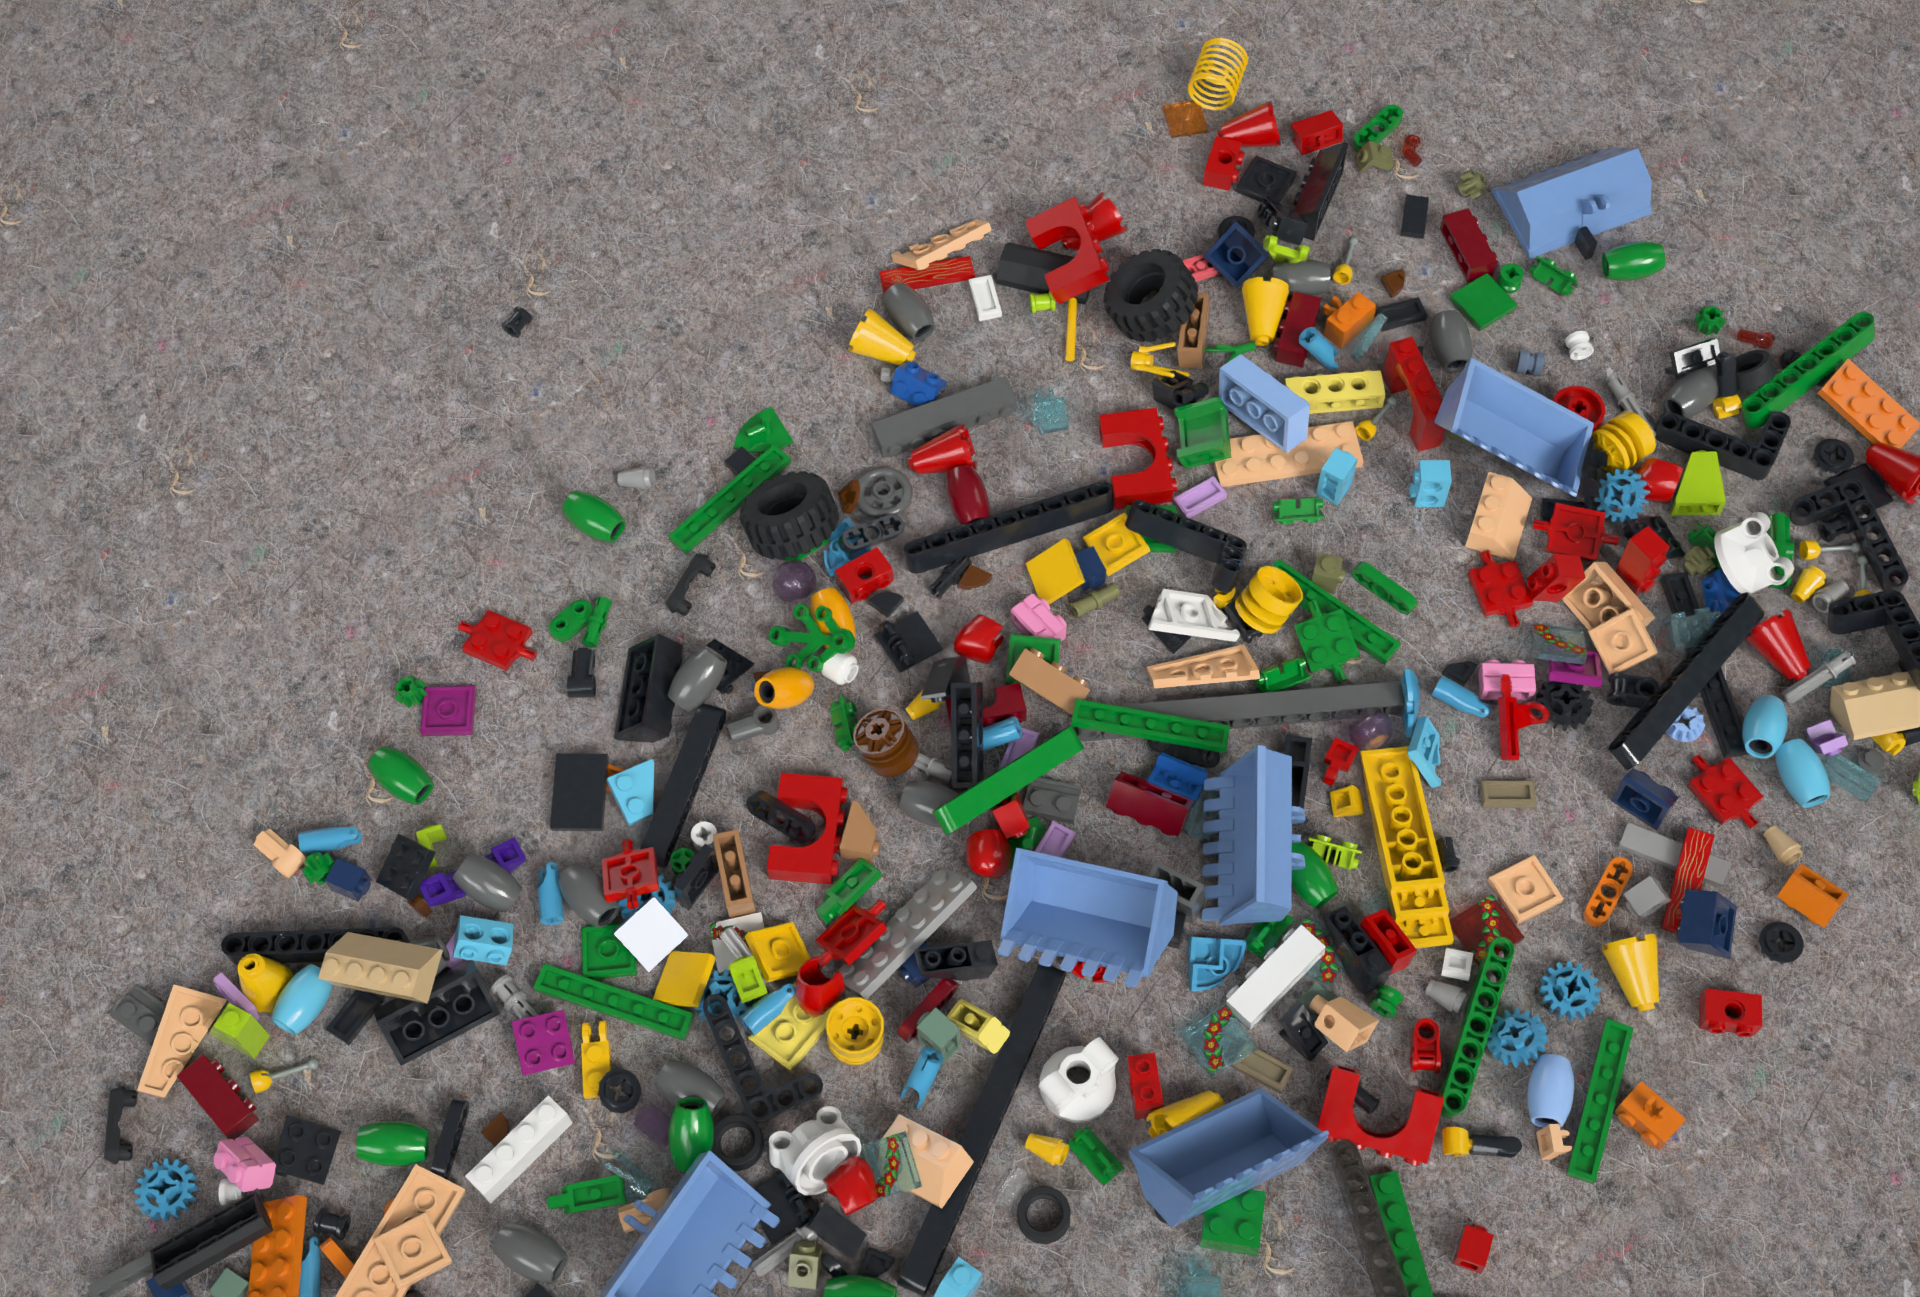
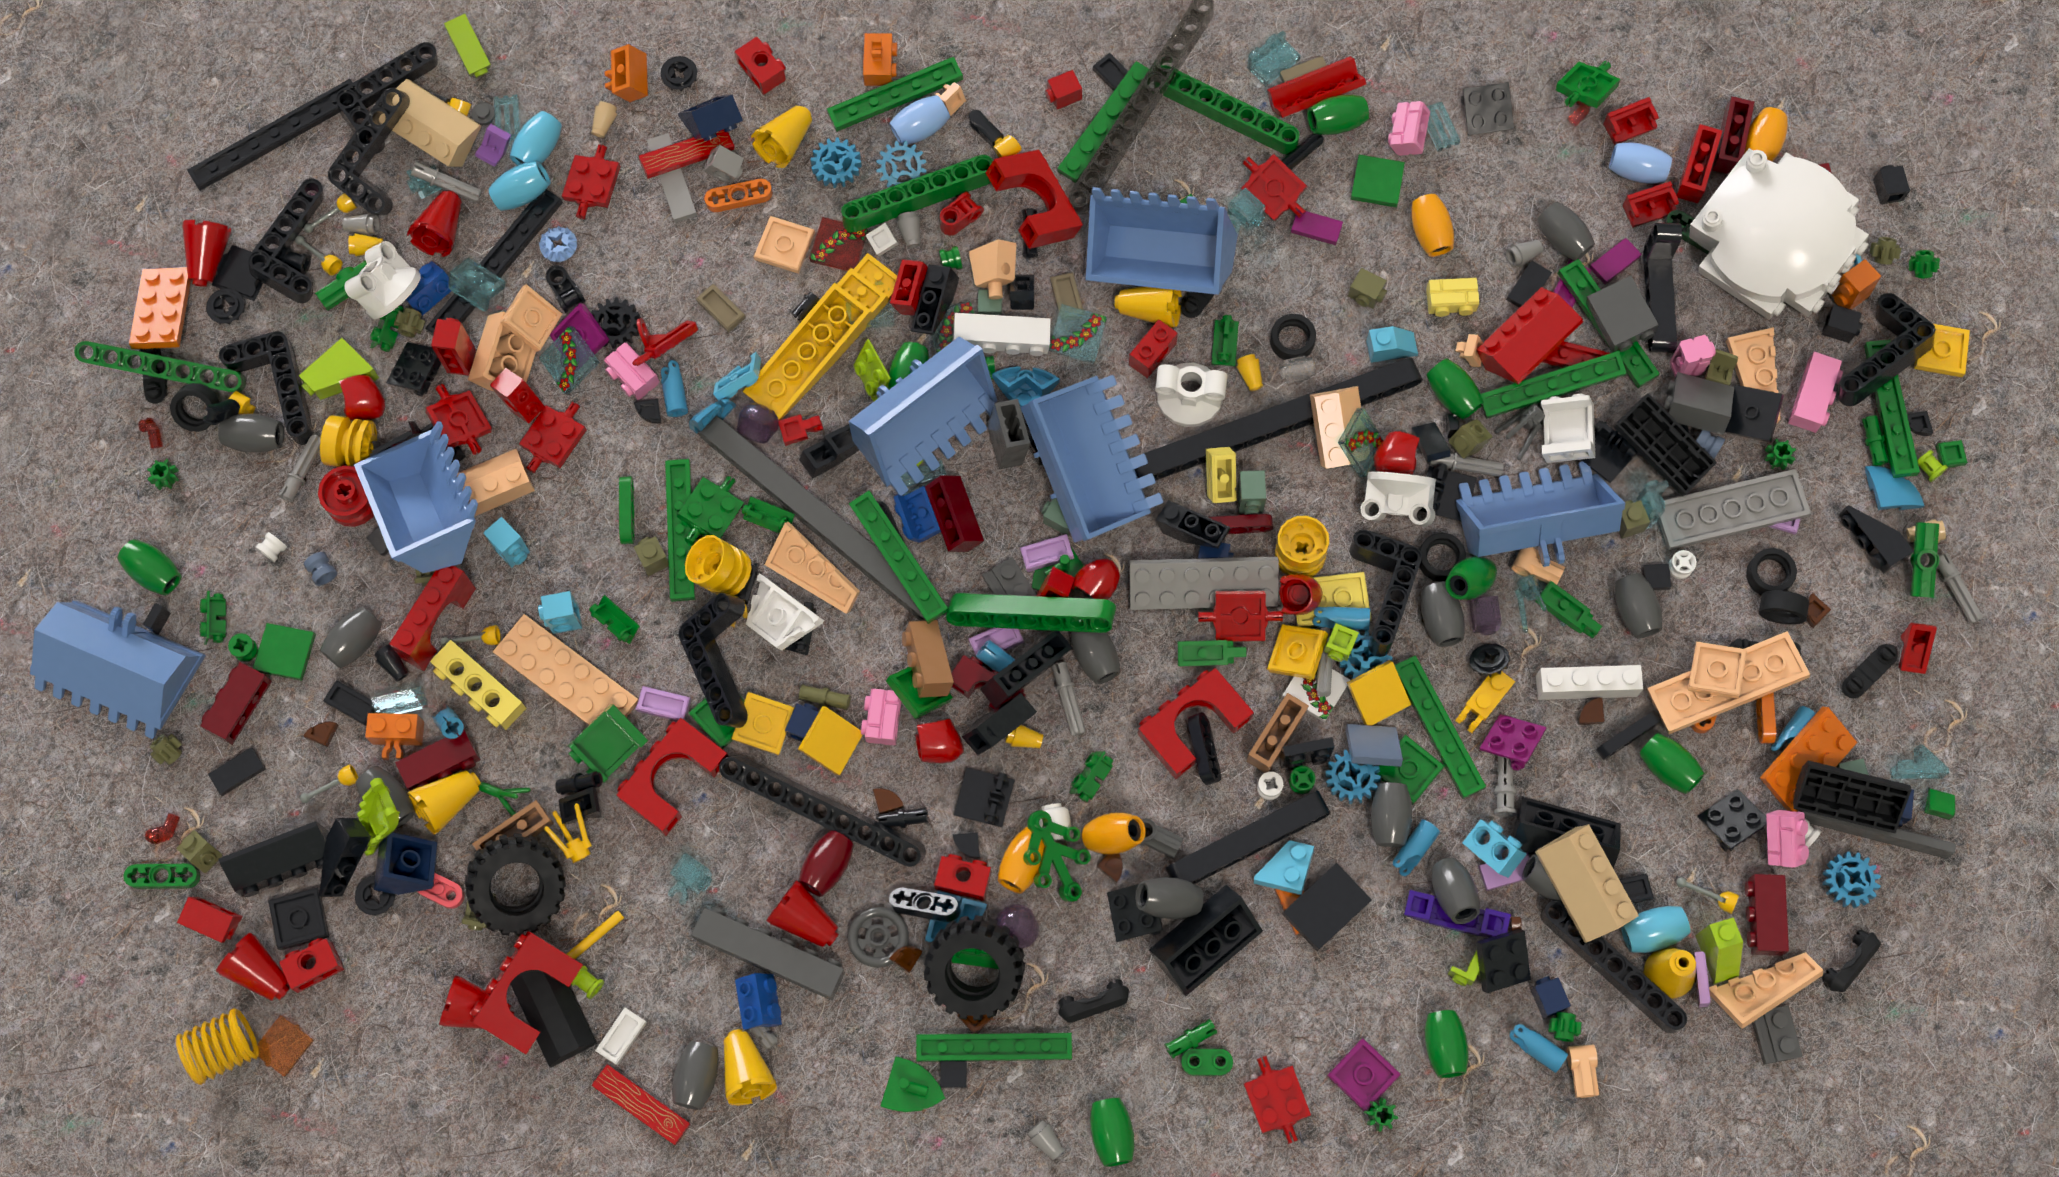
camera: 135 degrees left, 10 degrees up
(332, 1223) = (1753, 751): black bush -> none
(582, 678) = (1245, 997): black piece -> none
(630, 874) = (1353, 793): red plate -> none
(859, 836) = (1165, 682): medium nougat slope -> none
(875, 1263) = (1422, 408): black tile -> none
(886, 742) = (1078, 709): reddish brown wheel -> none
(923, 1073) = (1285, 478): dark azure piece -> none
(941, 245) = (613, 1117): light nougat wing -> none
(1264, 403) = (542, 713): light blue brick -> none
(1346, 802) = (825, 400): yellow slope -> none
(1631, 500) = (397, 409): dark azure gear -> none
(1644, 798) = (645, 218): dark blue slope -> none
(1686, 681) = (441, 252): black beam -> none
(1693, 357) = (218, 453): panel -> none

